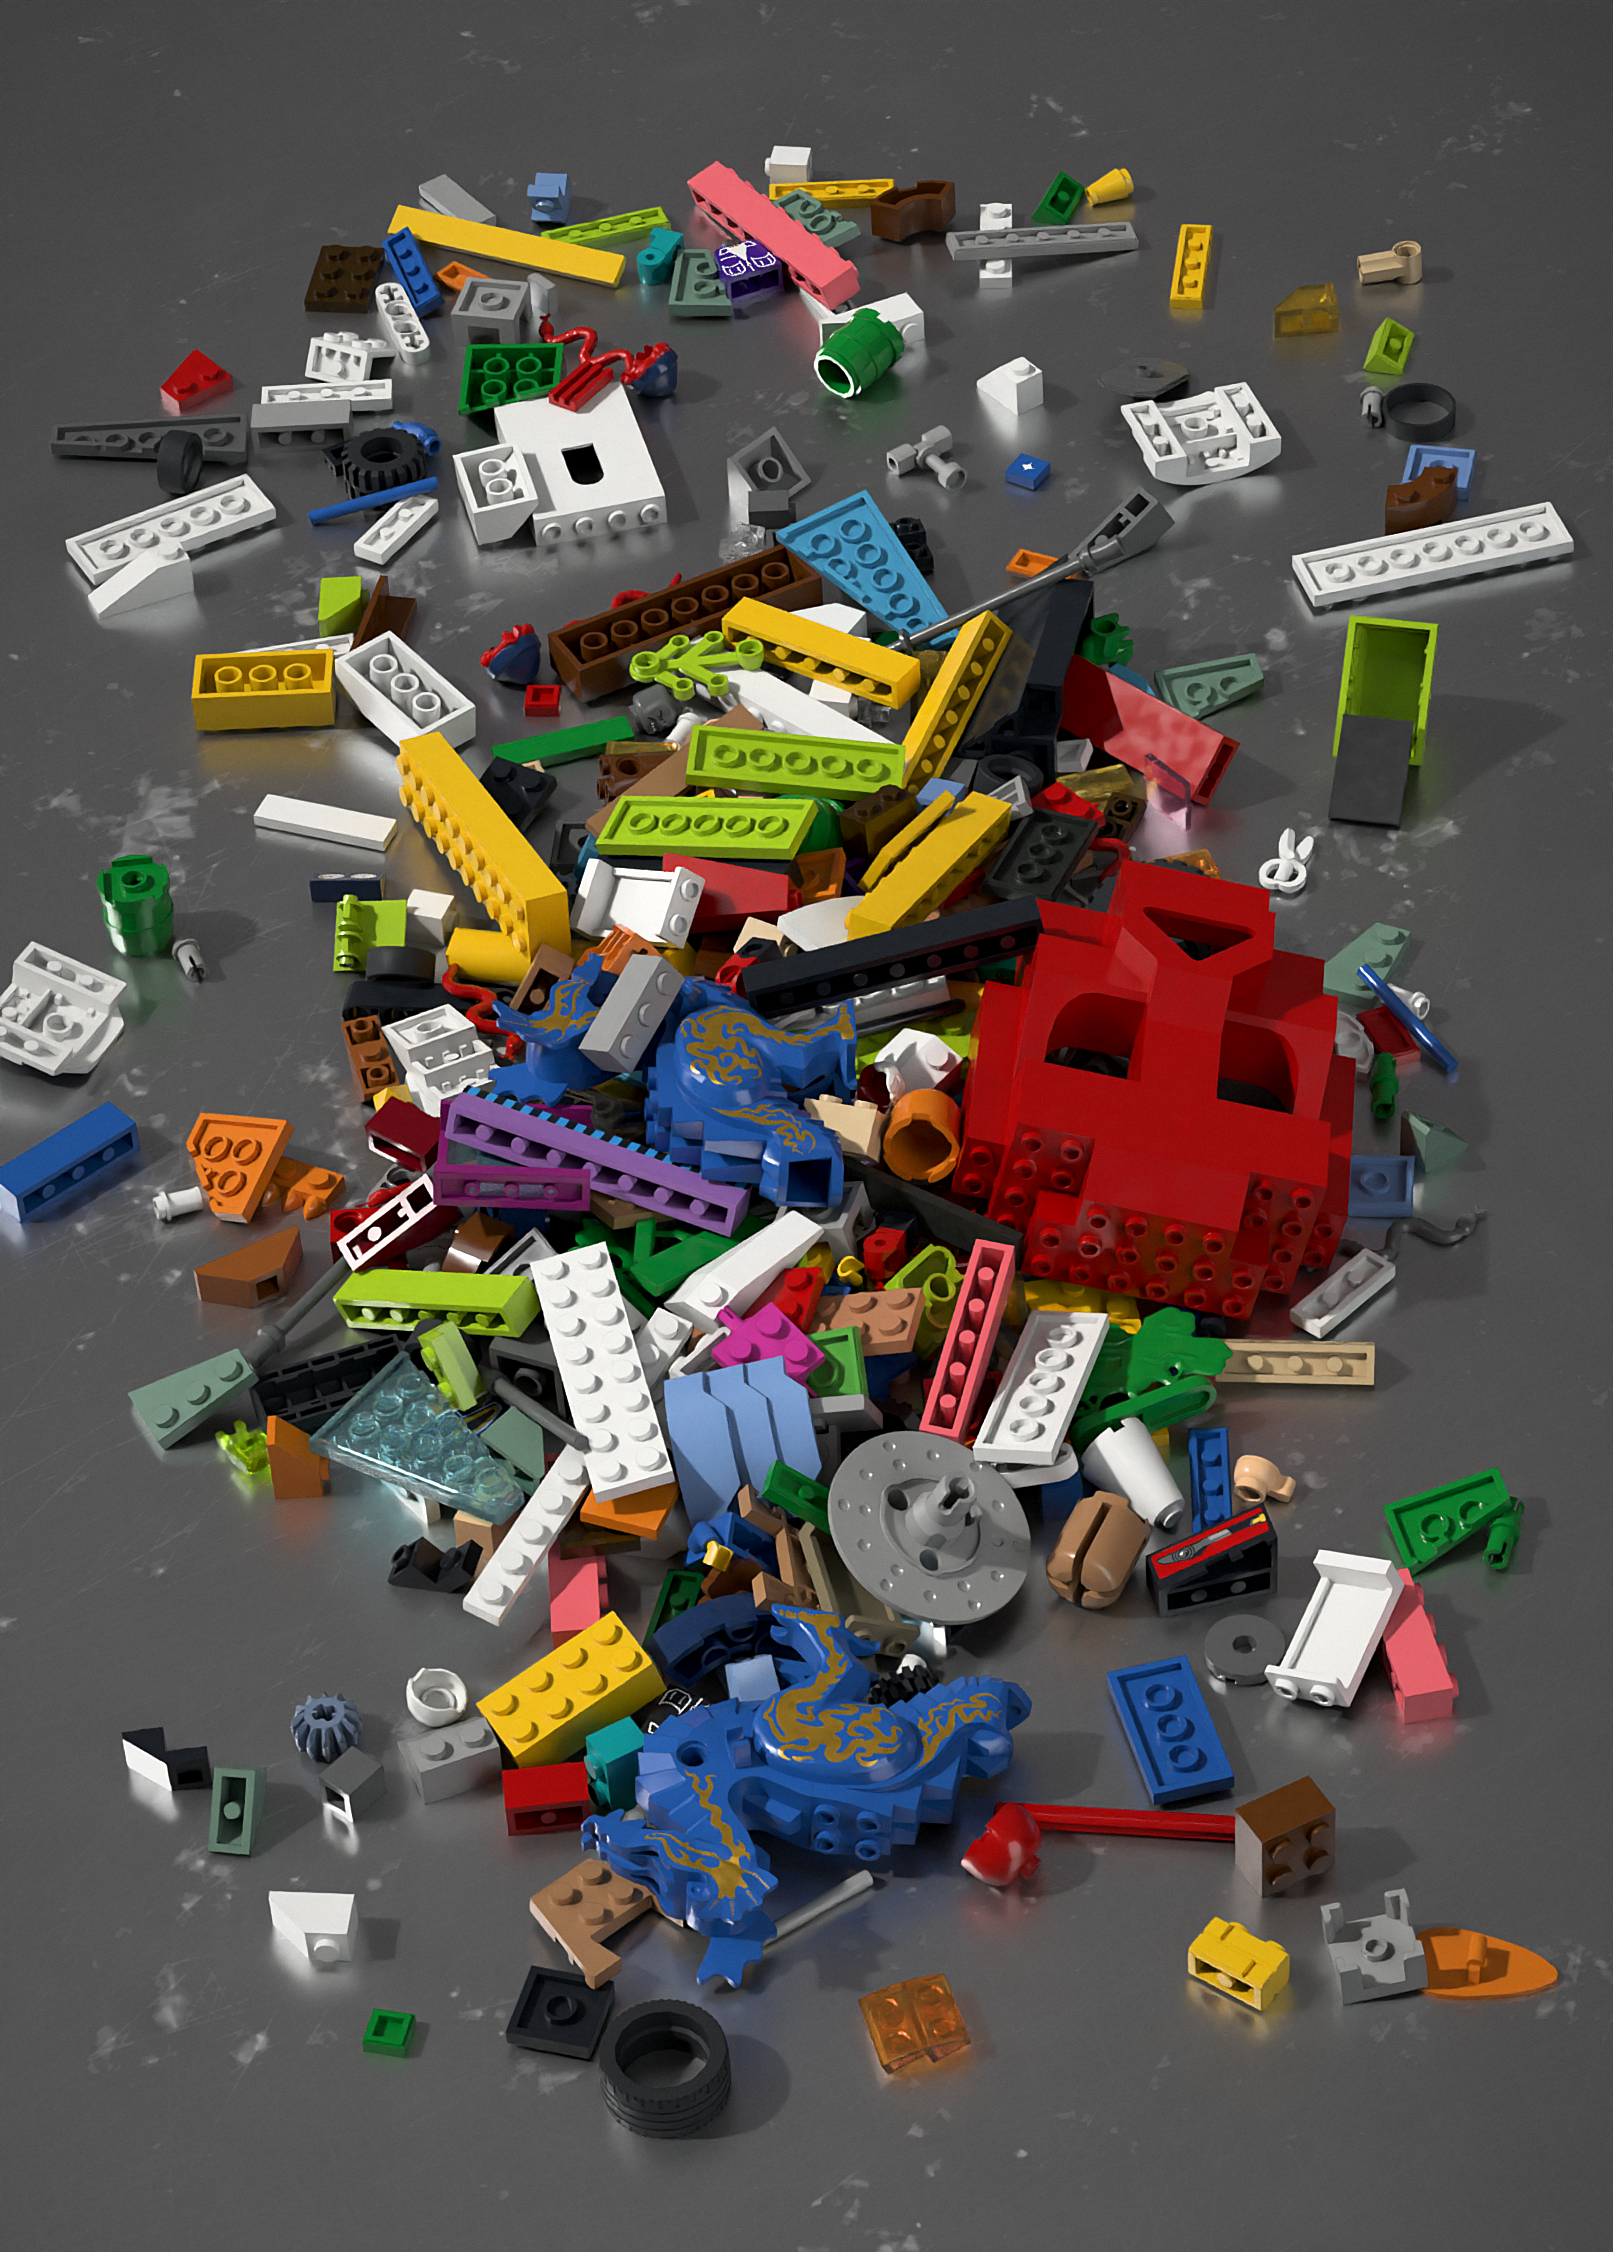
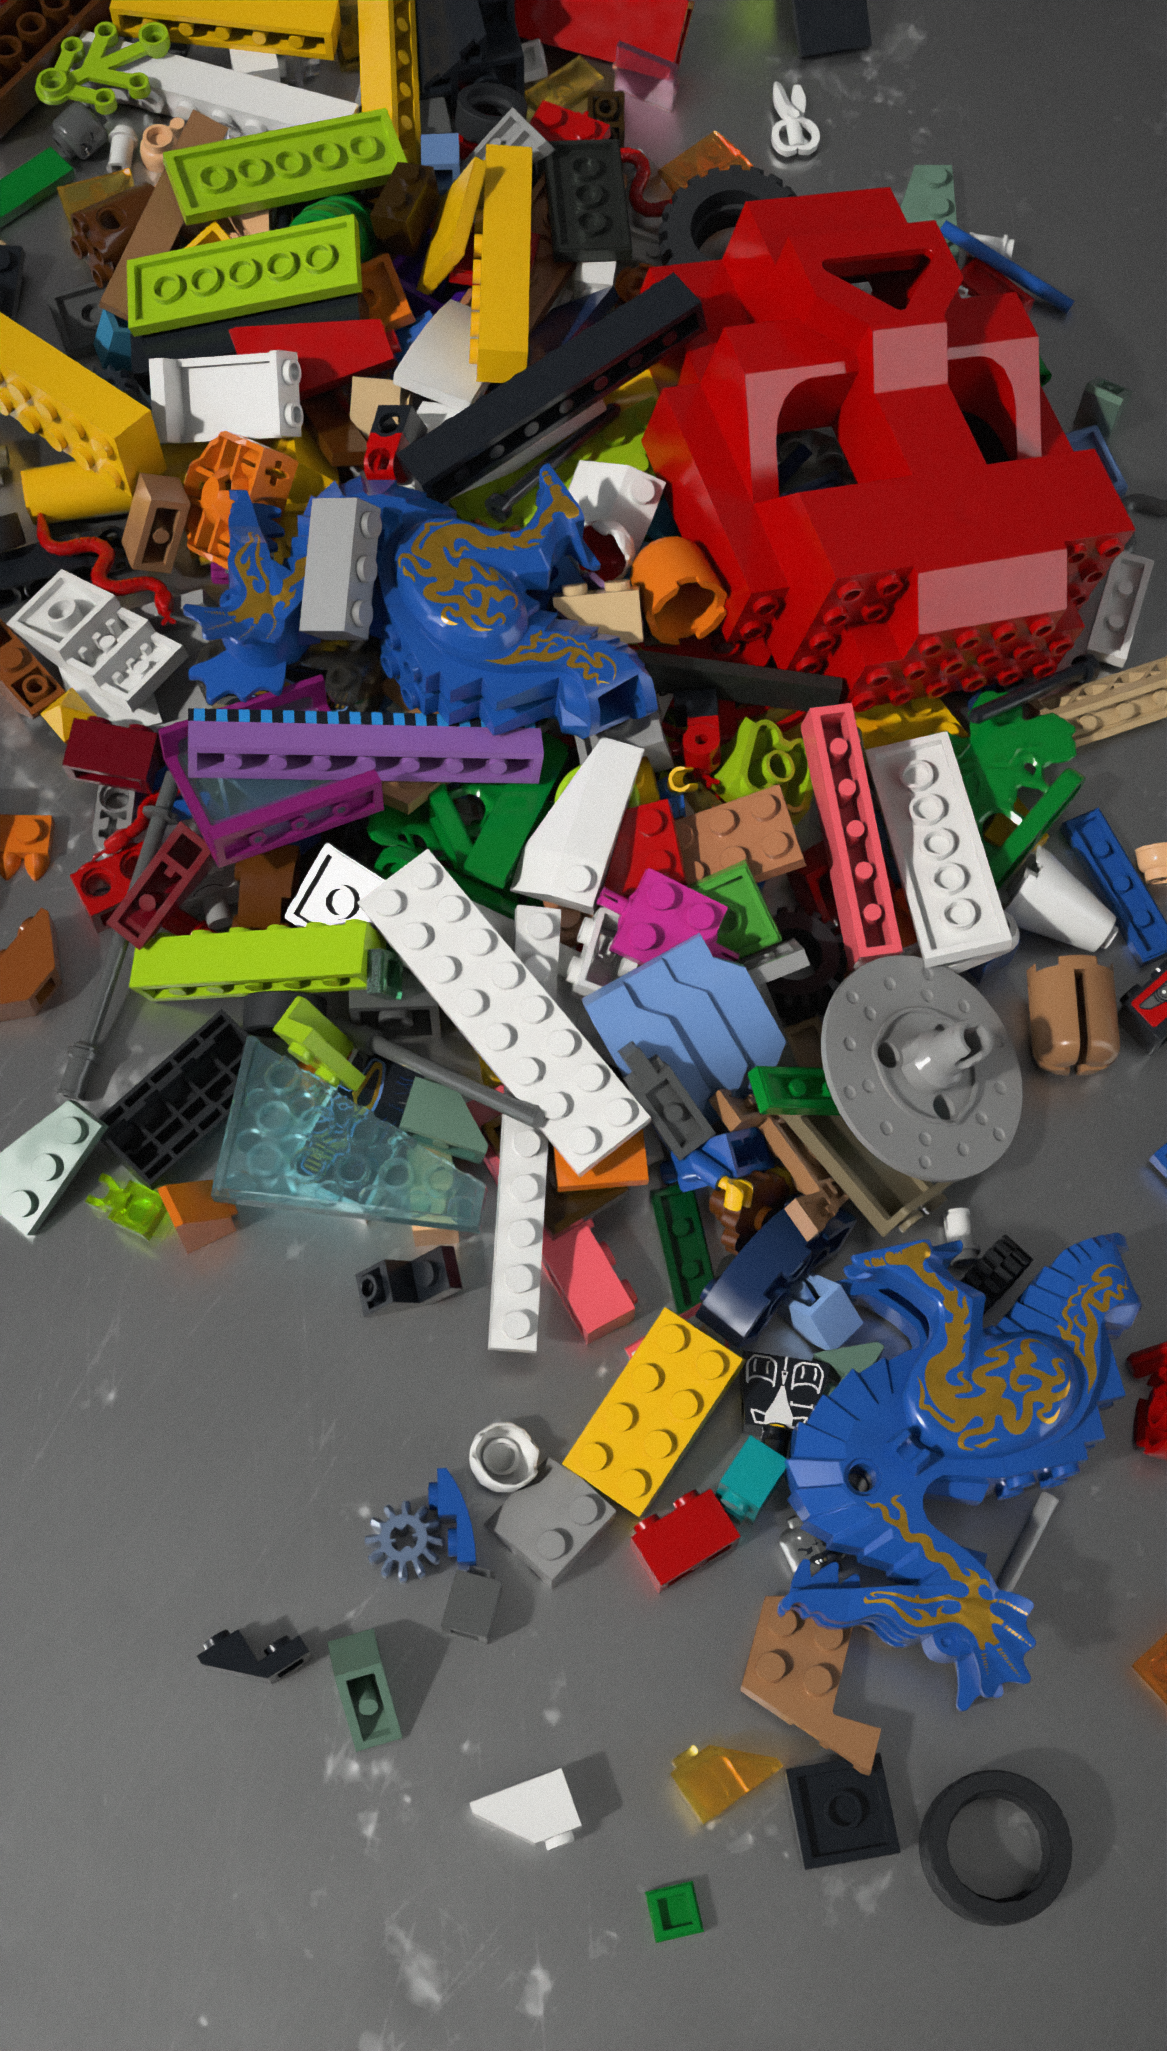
camera: 30 degrees left, 25 degrees up
(376, 1721) = (451, 1508): none -> blue slope
(479, 1956) = (718, 1778): none -> clear yellow slope
(525, 1323) = (384, 974): none -> clear green tile
(694, 1471) = (665, 1101): none -> dark grey hinge
(1280, 1326) = (1082, 669): none -> black bar

